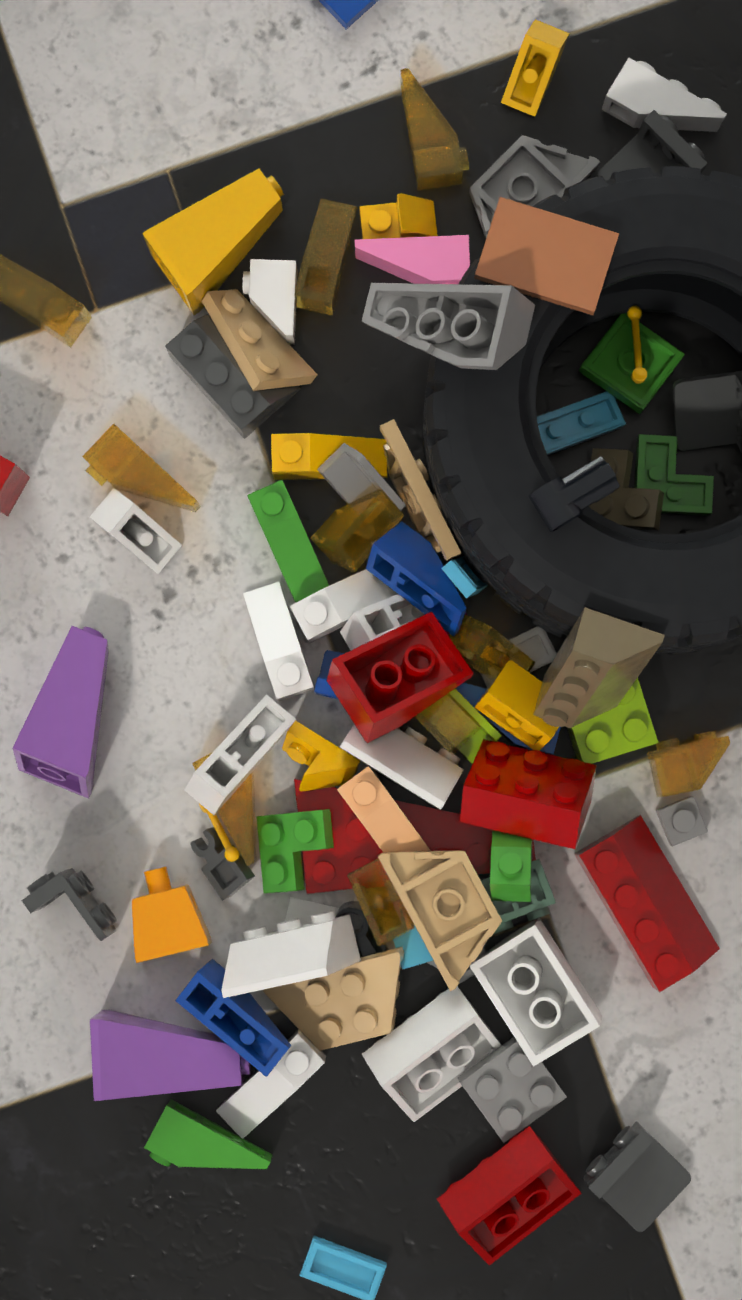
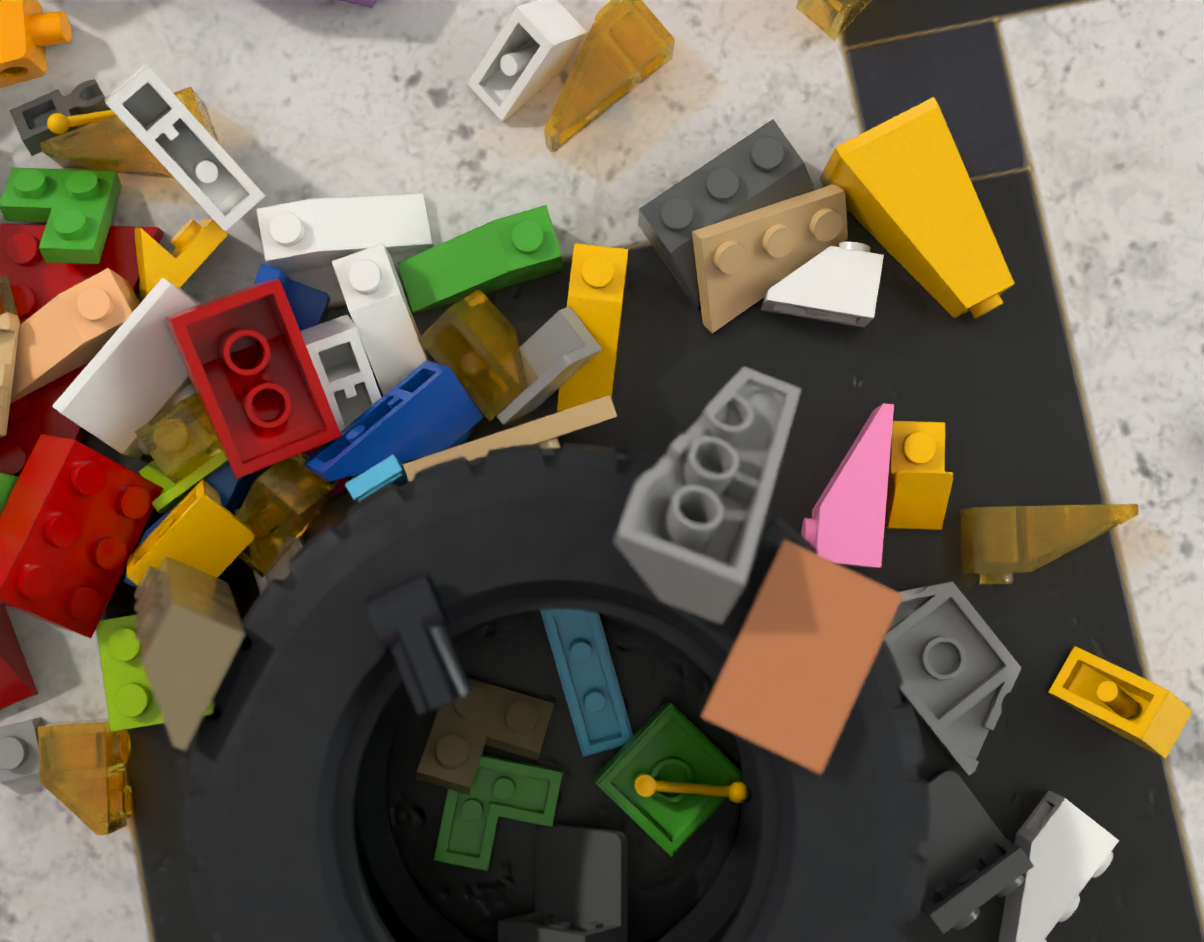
camera: 100 degrees right, 0 degrees up
(325, 257) = (877, 363): clear yellow slope -> none

